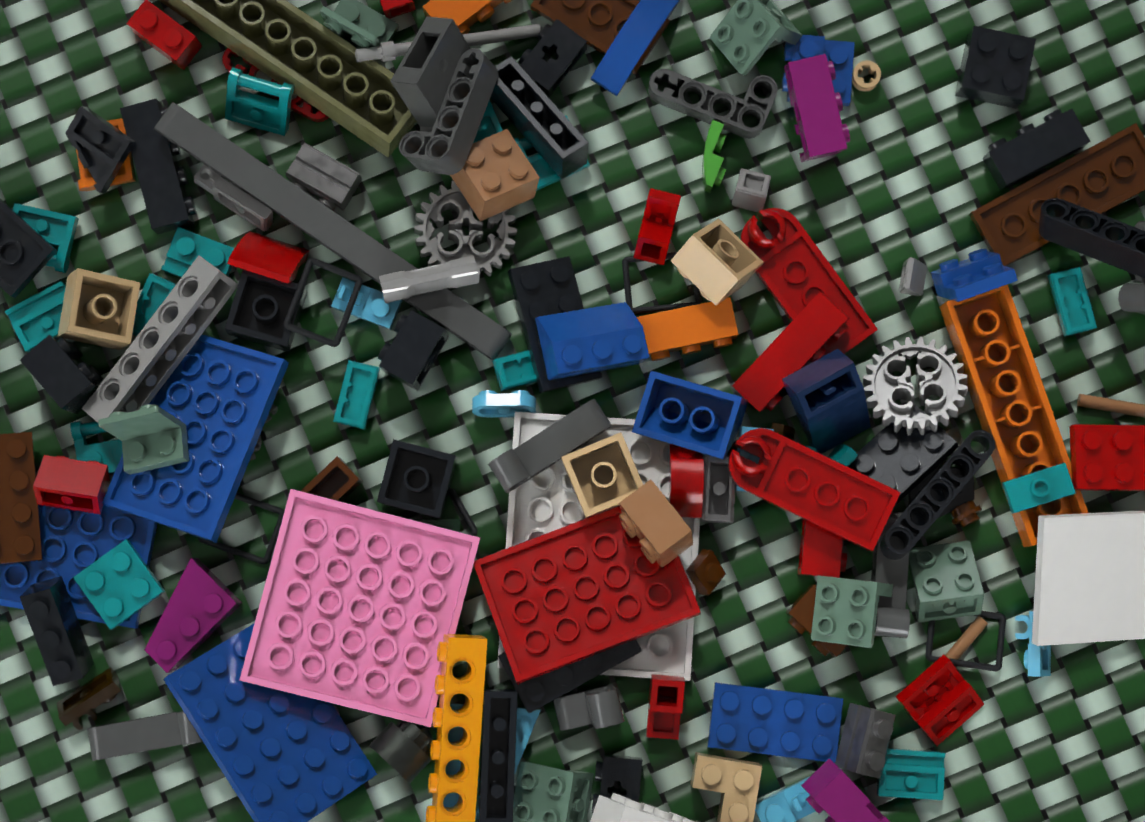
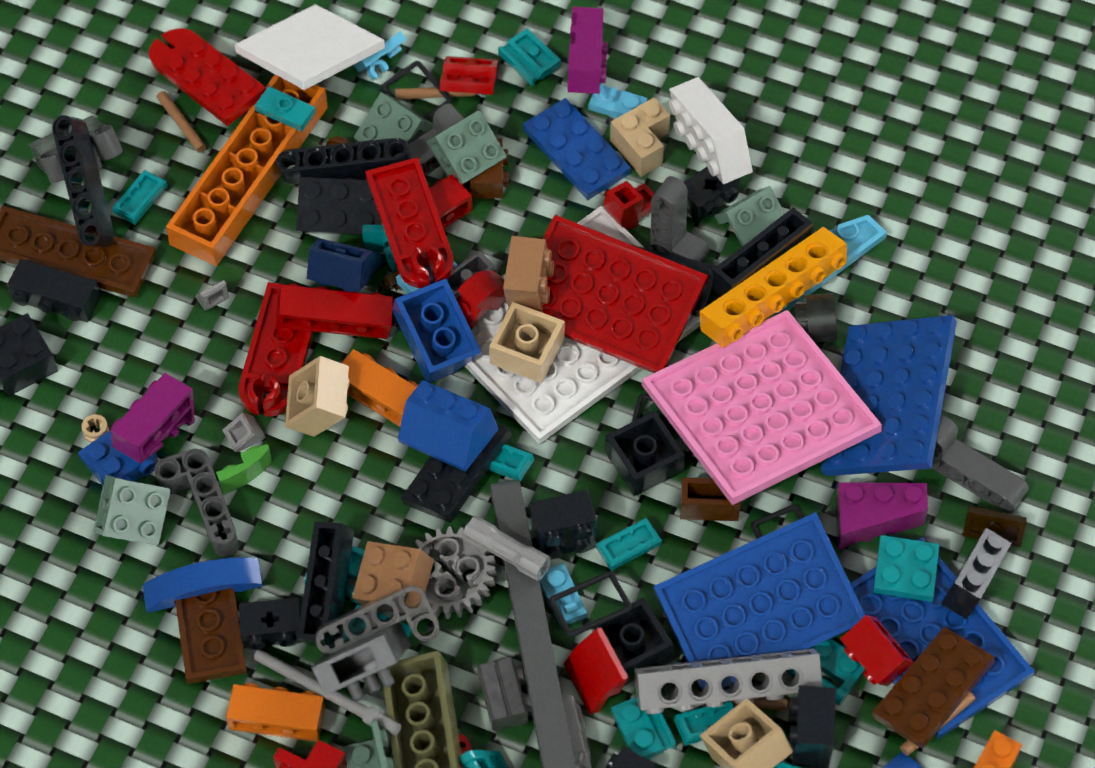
camera: 135 degrees left, 25 degrees down
(148, 438) = (796, 616): sand green bracket -> none
(492, 404) = (549, 459): medium azure plate -> none
(549, 445) = (543, 392): dark grey beam -> none
(657, 226) = (328, 460): red brick -> none
(658, 308) = (377, 459): black piece -> none
(865, 740) = (535, 89): flat silver brick -> none
(885, 389) = (266, 216): light grey gear -> none
(972, 276) = (180, 251): blue plate -> none

